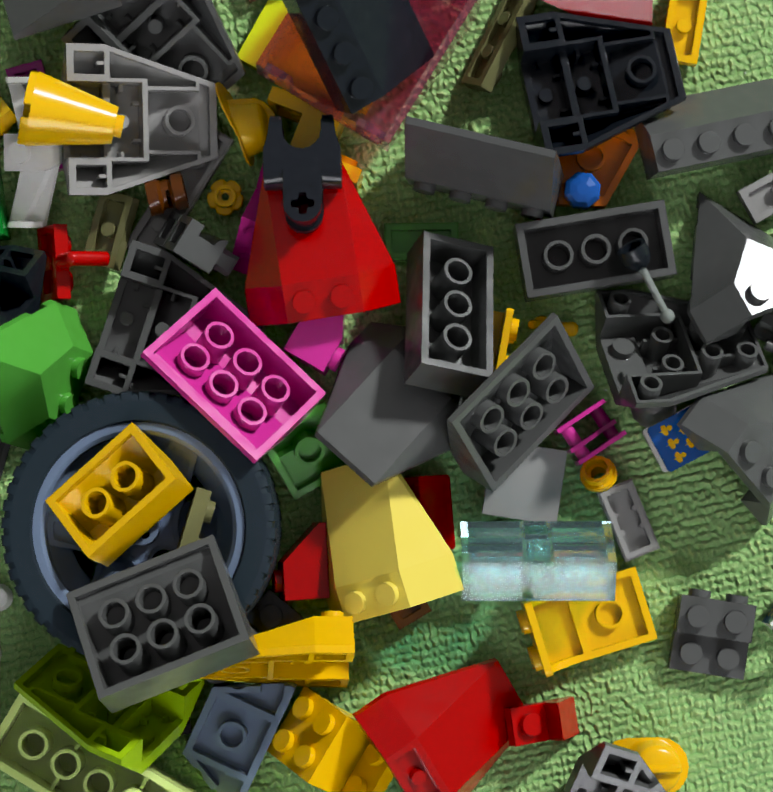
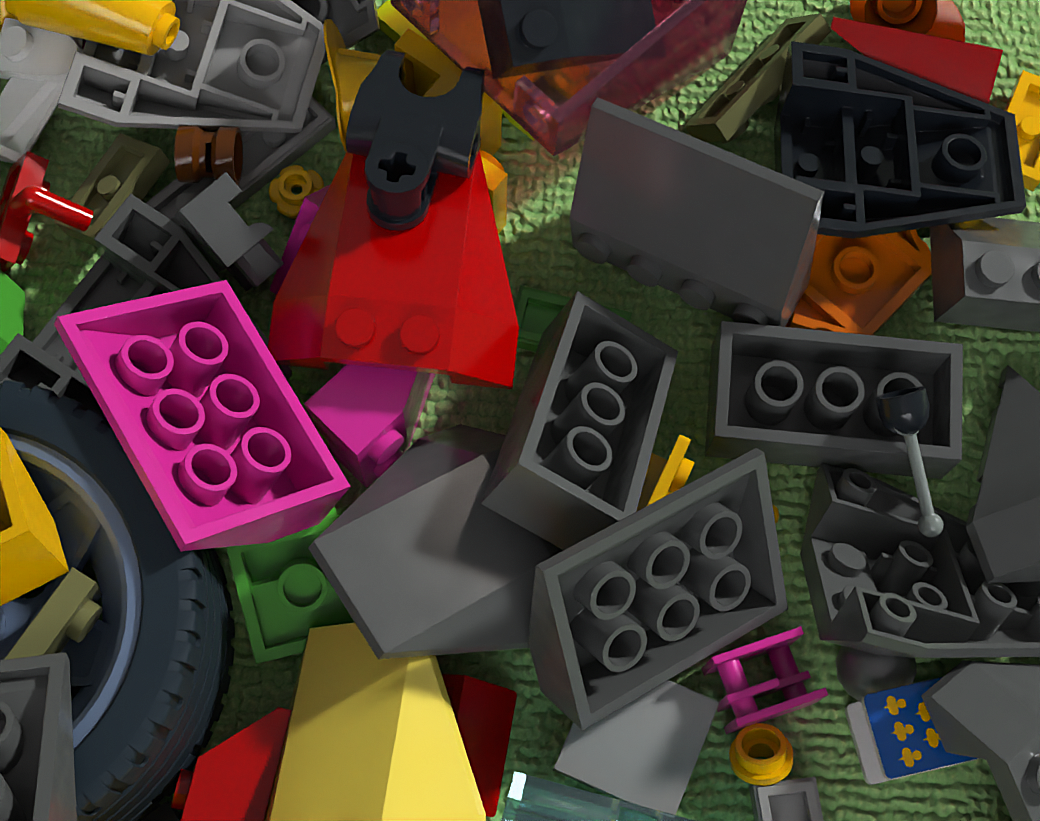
camera: 10 degrees right, 15 degrees down
(582, 190) = (833, 306): blue tile -> none

